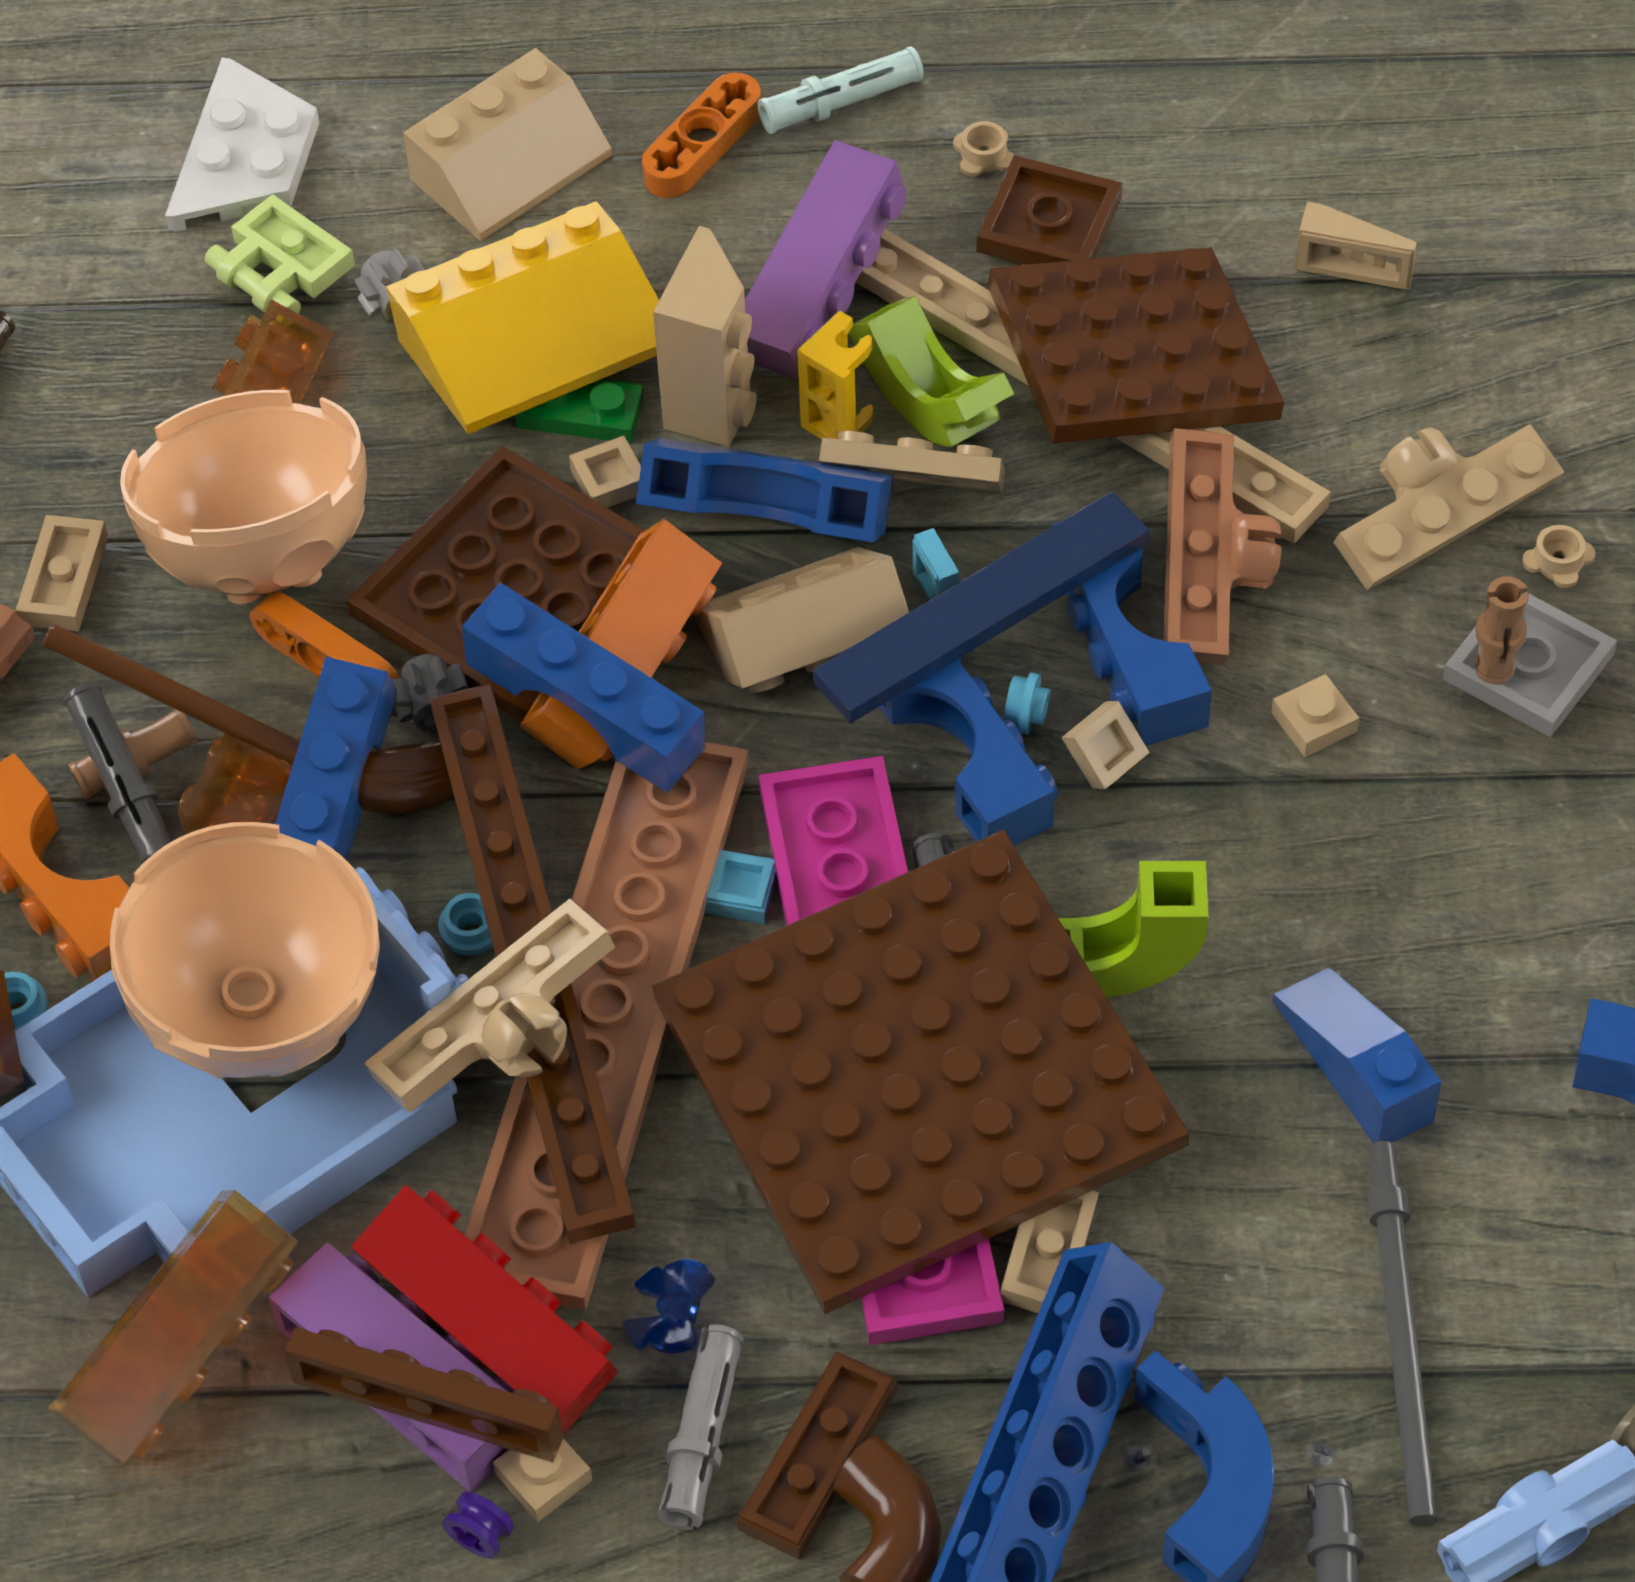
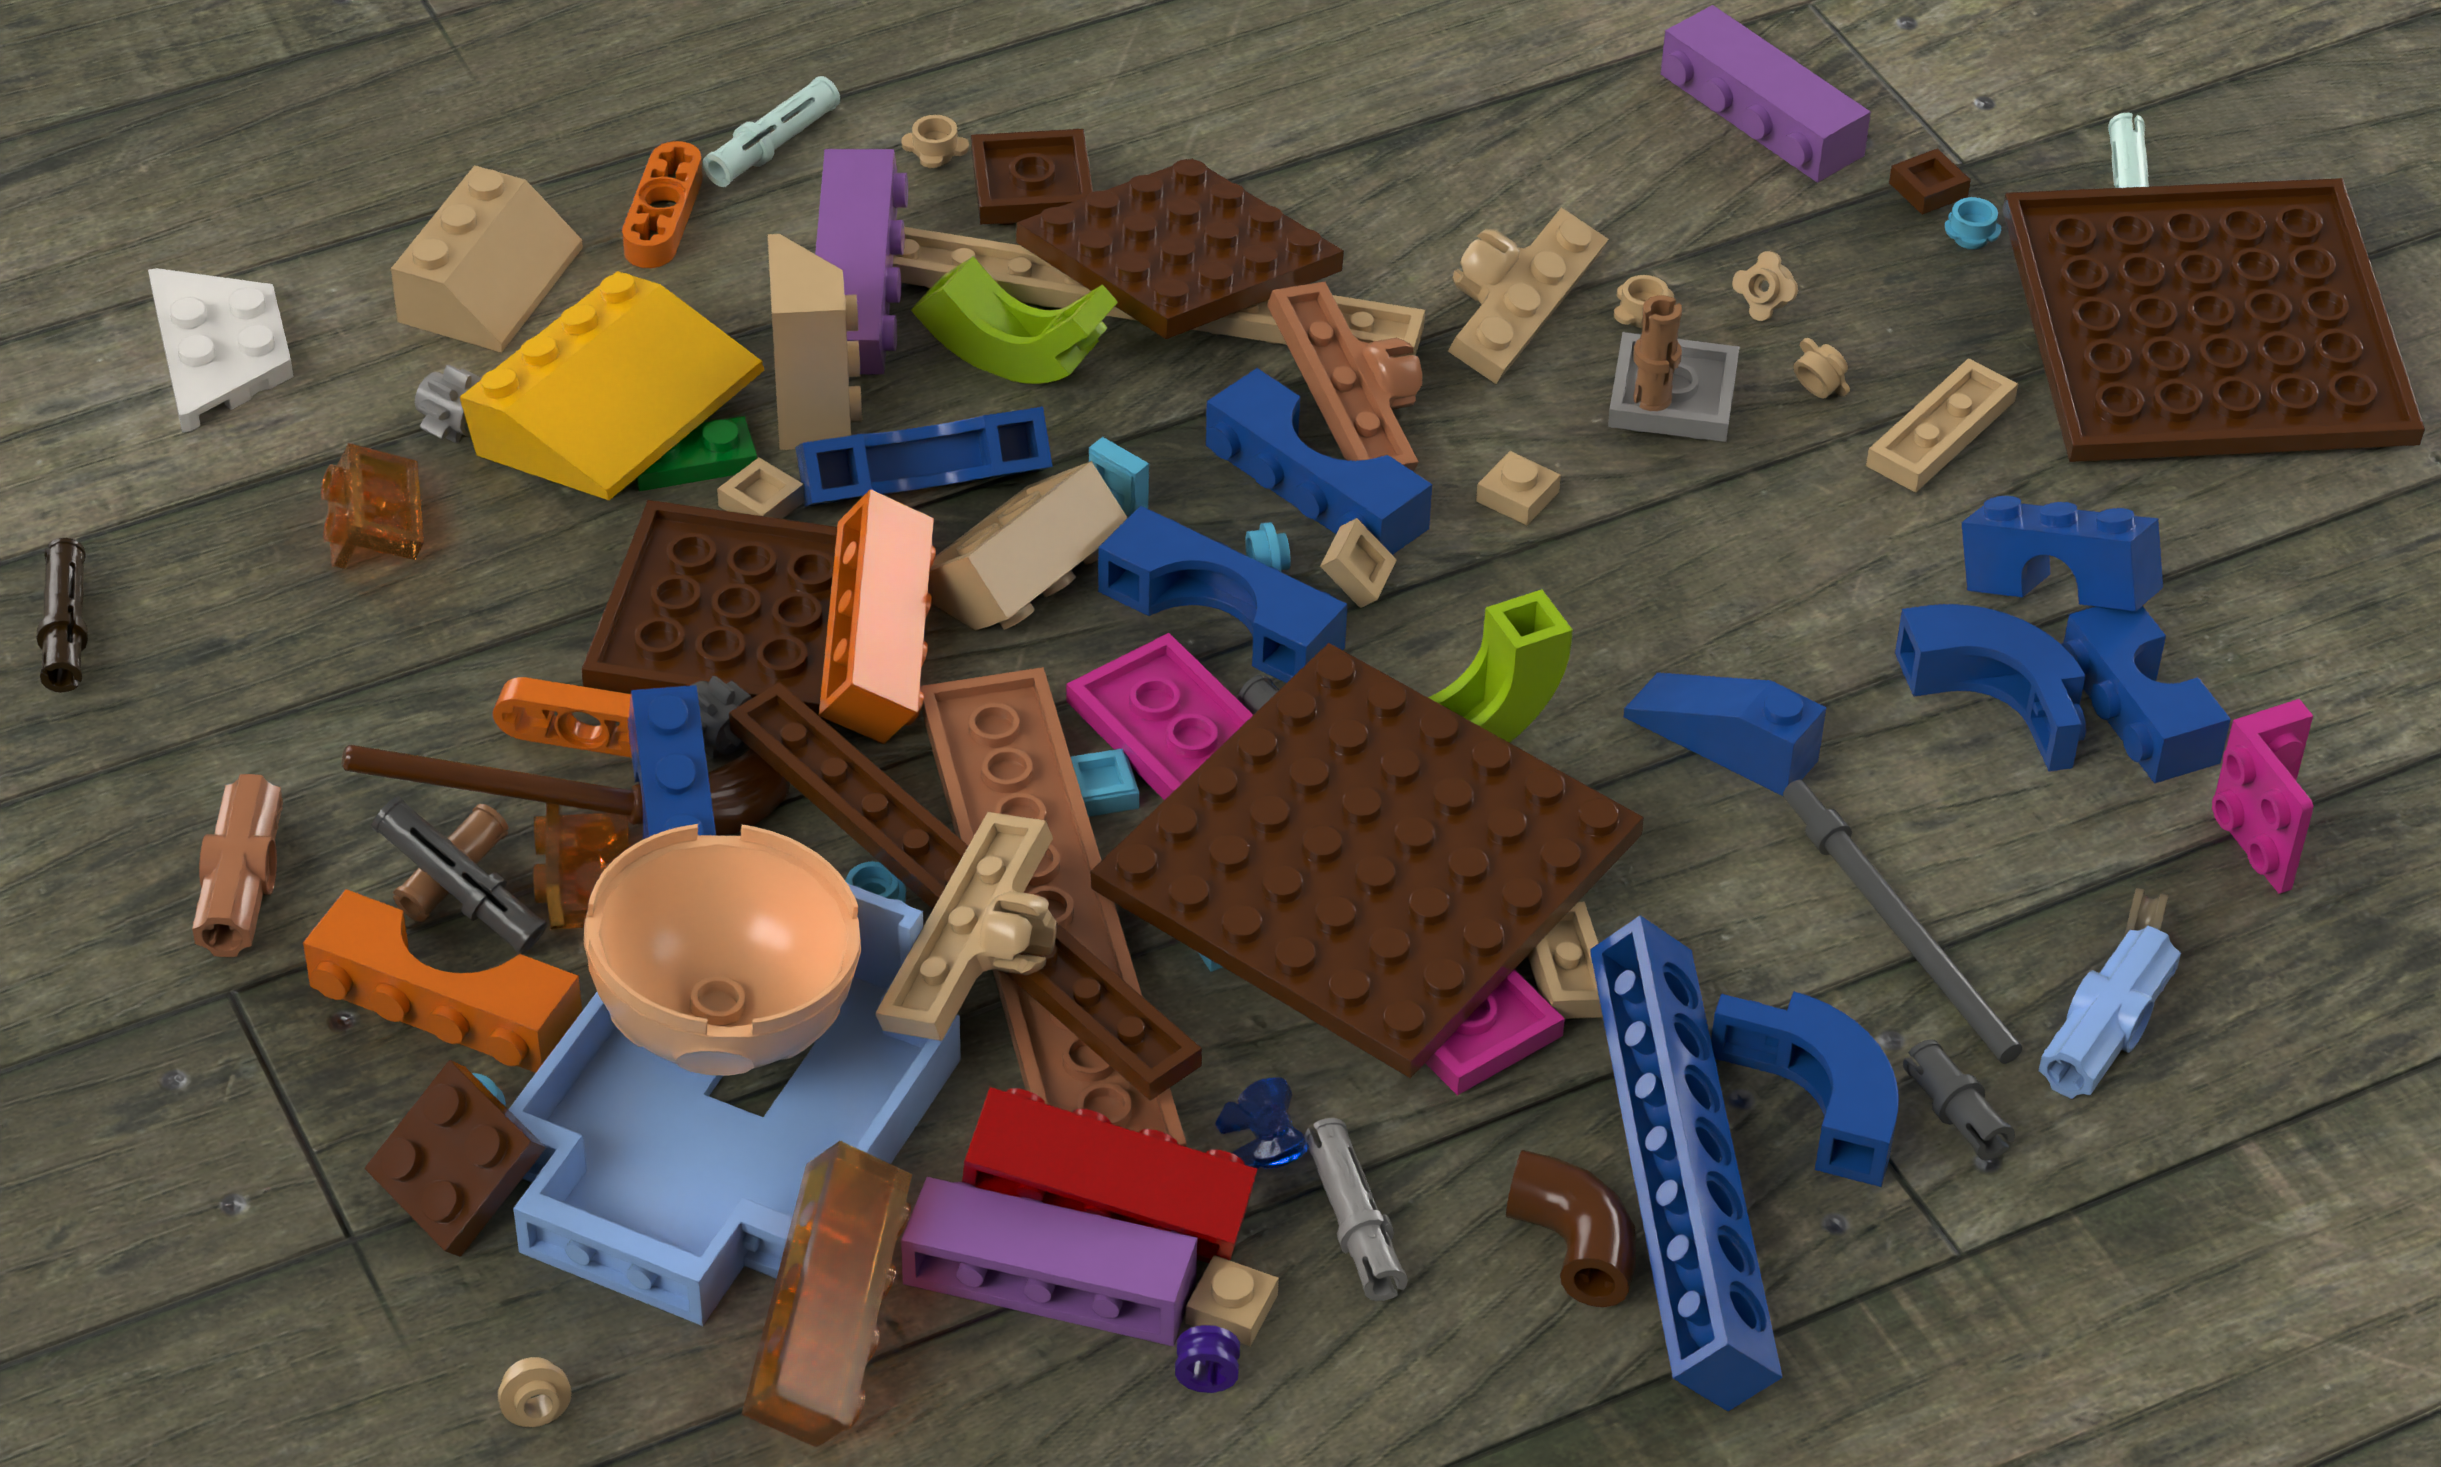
camera: 30 degrees left, 10 degrees down
(62, 572) = (278, 735): tan plate -> none
(248, 492) = (451, 595): light nougat rock -> none
(288, 244) = (322, 403): yellowish green plate -> none
(441, 1399) = (1112, 1251): reddish brown plate -> none
(634, 714) = (945, 658): blue arch -> none
(801, 1476) = (1468, 1197): reddish brown tile -> none
(828, 380) = (937, 354): yellow hinge -> none
(916, 461) = (1089, 391): tan plate -> none
(980, 607) = (1190, 482): dark blue tile -> none
(1336, 244) = (1302, 106): tan slope -> none

